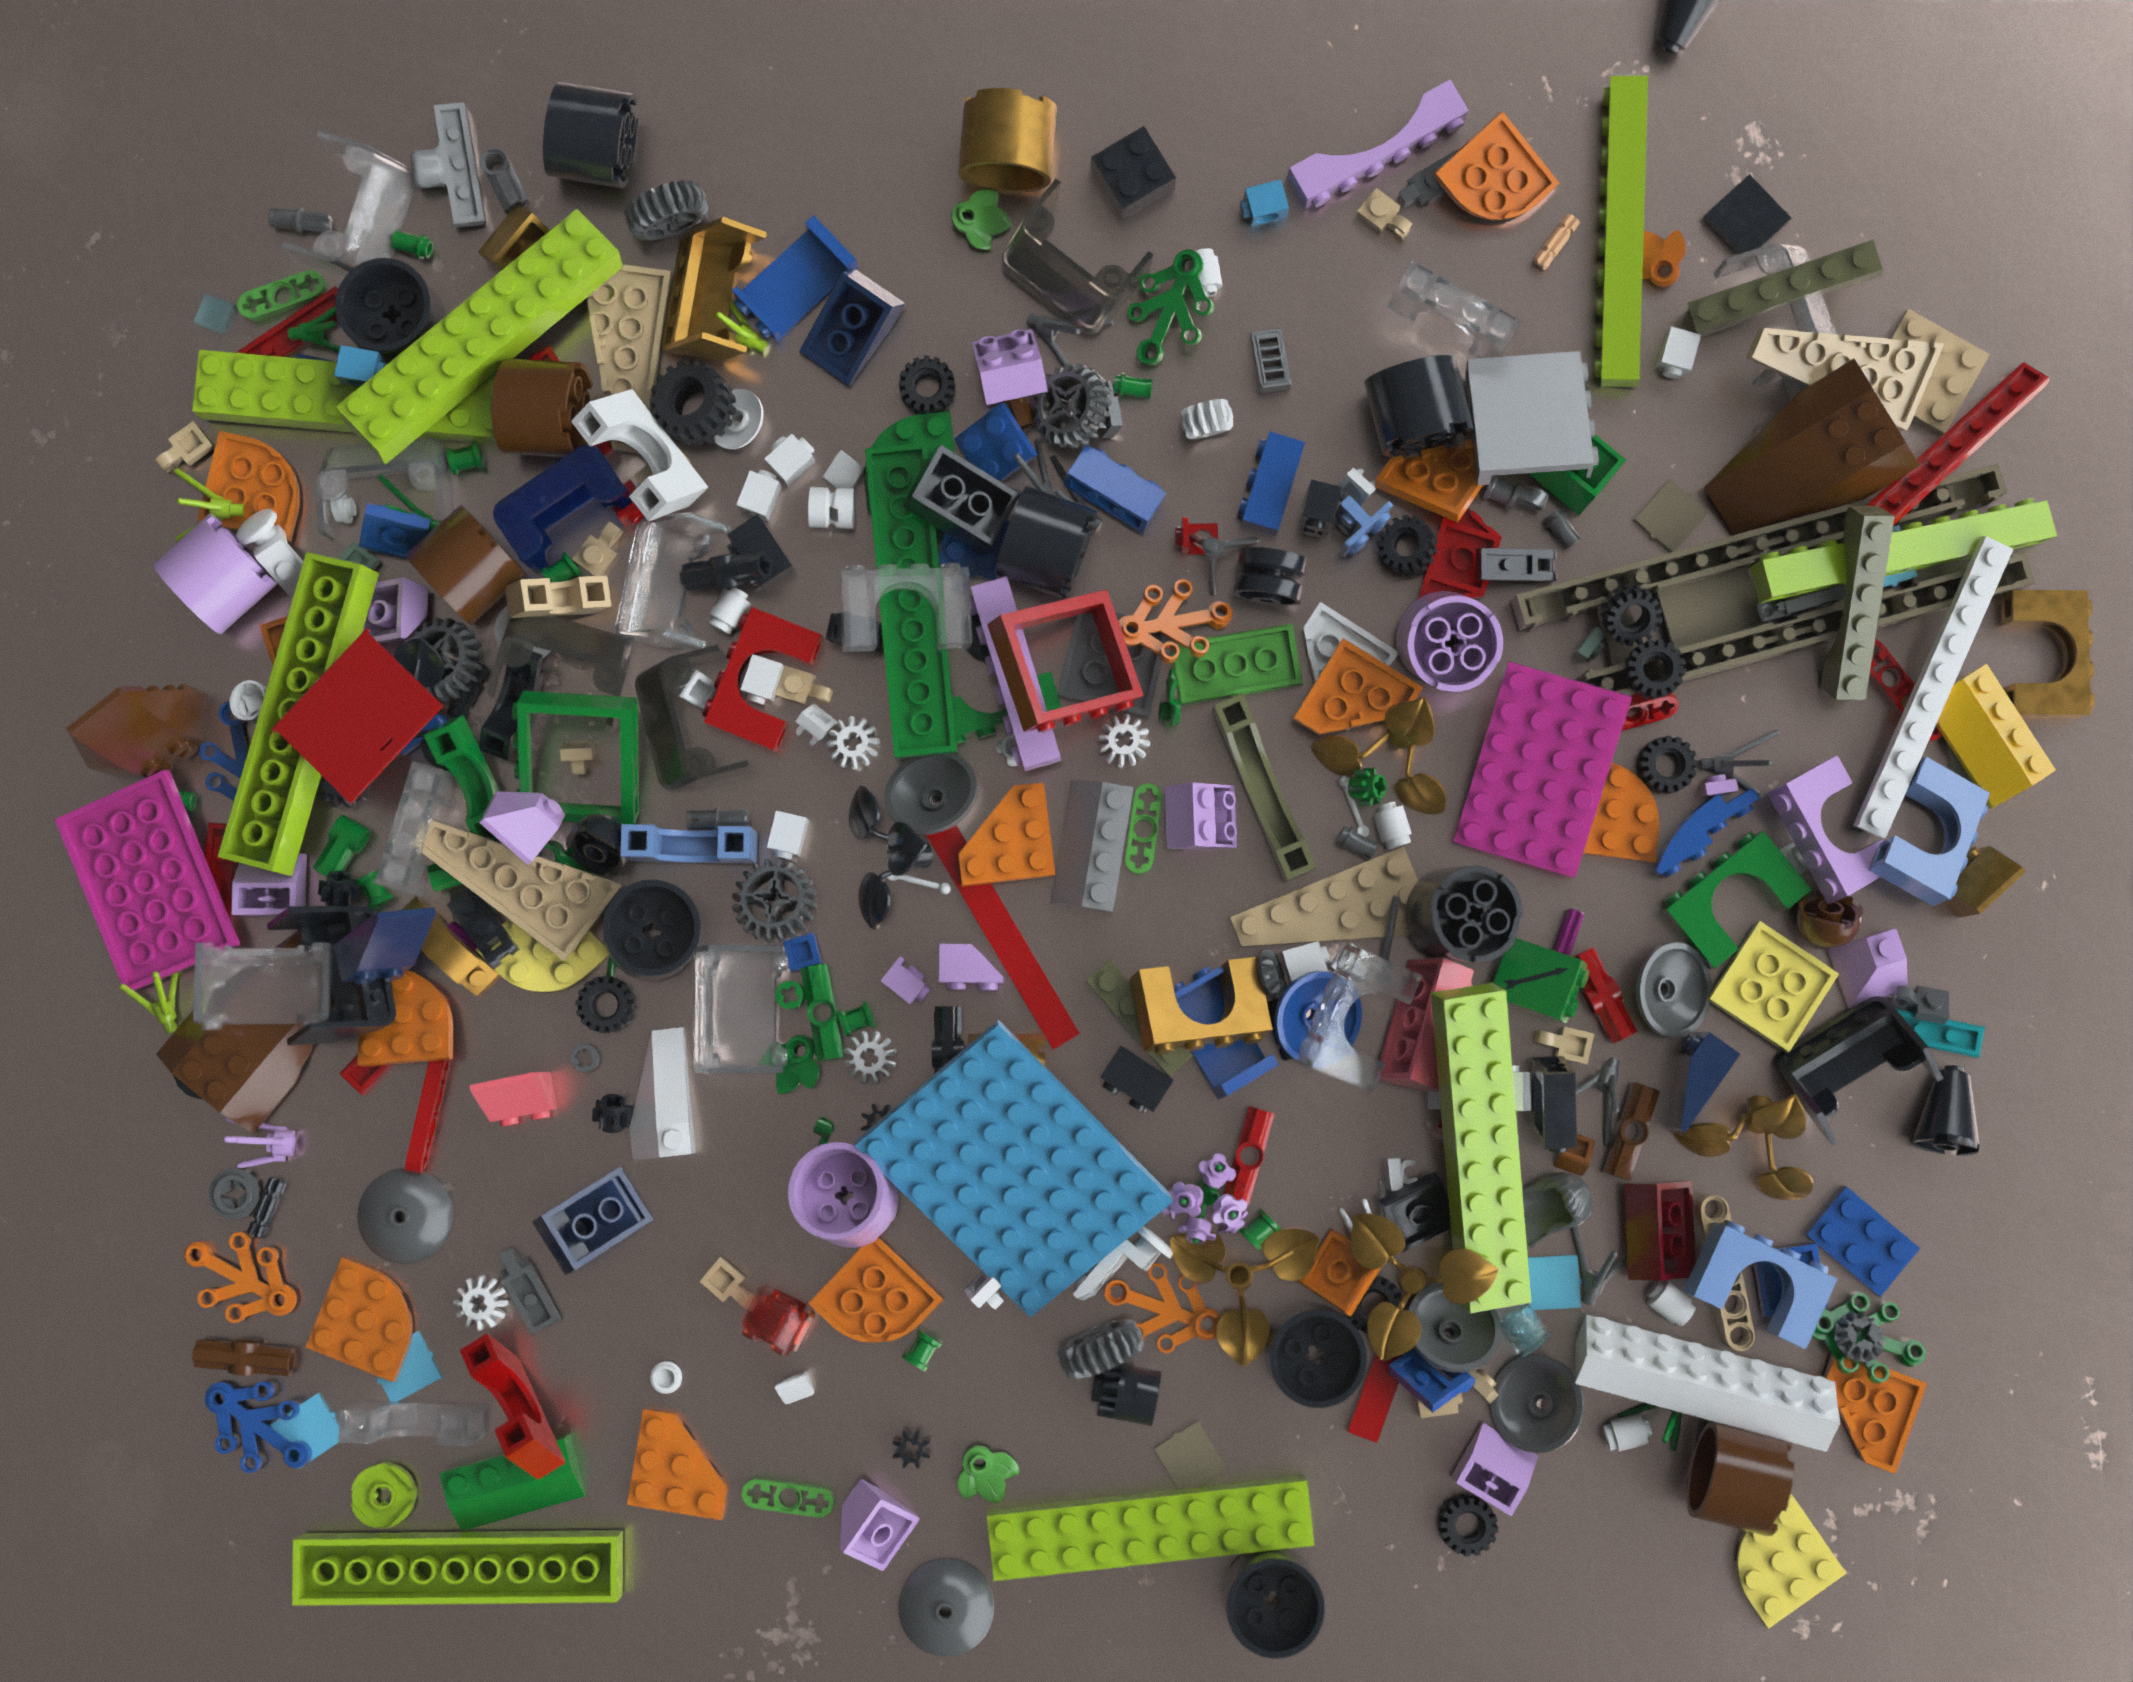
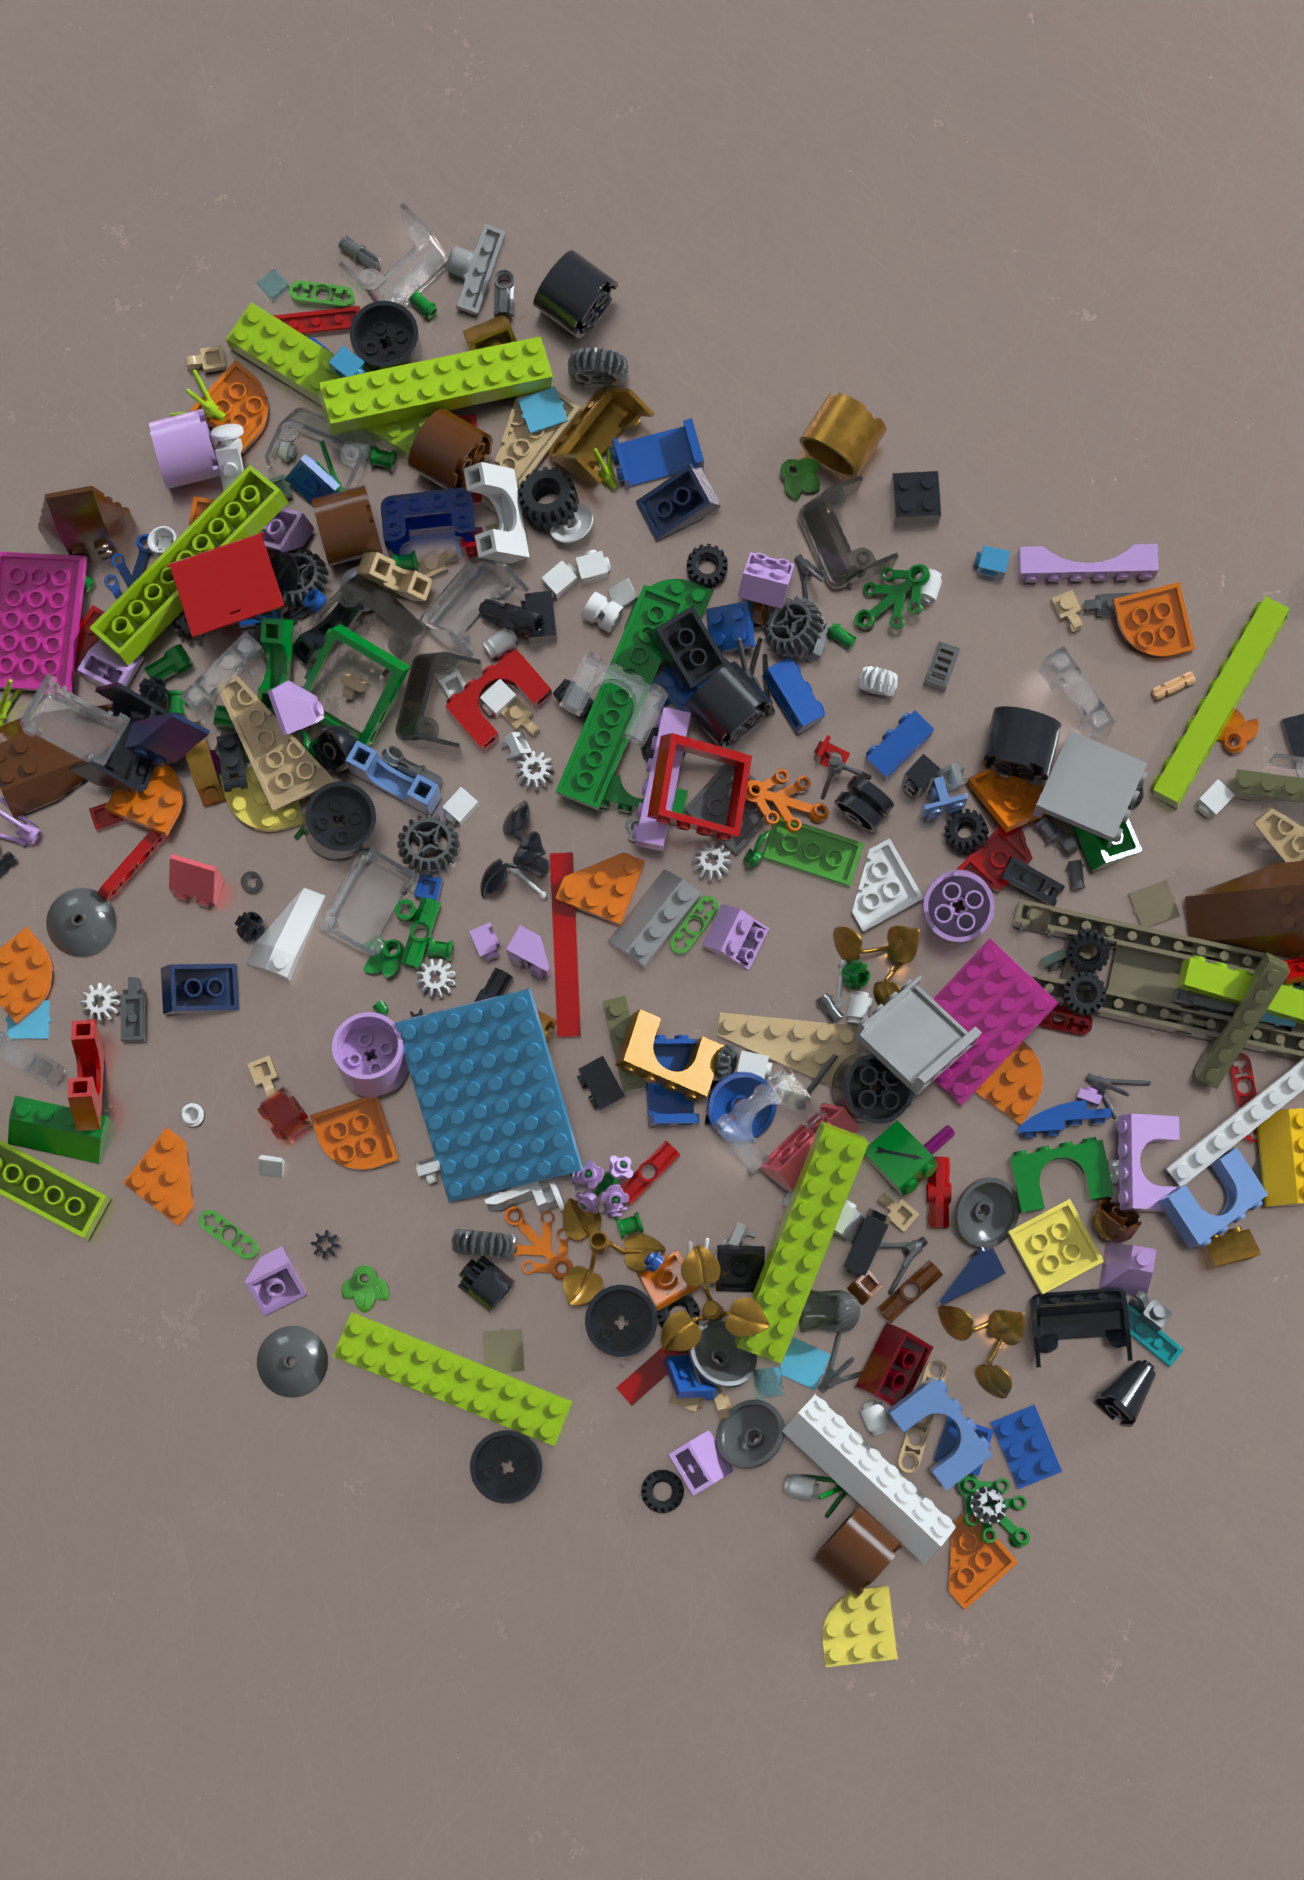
camera: 30 degrees right, 5 degrees down
(314, 330) = (330, 327): green plant -> none
(476, 677) = (314, 600): none -> blue bush
(586, 1004) = (283, 868): black tyre -> none
(627, 298) = (542, 410): none -> medium azure piece
(672, 816) = (392, 756): none -> light grey plate
(921, 1350) = (367, 1185): green bush -> none
(929, 780) = (568, 827): dark grey dish -> none
(1262, 788) = (786, 939): olive arch -> none
(1313, 1260) = (653, 1261): none -> blue plate
(1353, 692) = (877, 906): orange plate -> none
(1486, 829) = (914, 1036): none -> light grey panel
(1685, 759) = (1077, 1064): black tyre -> none

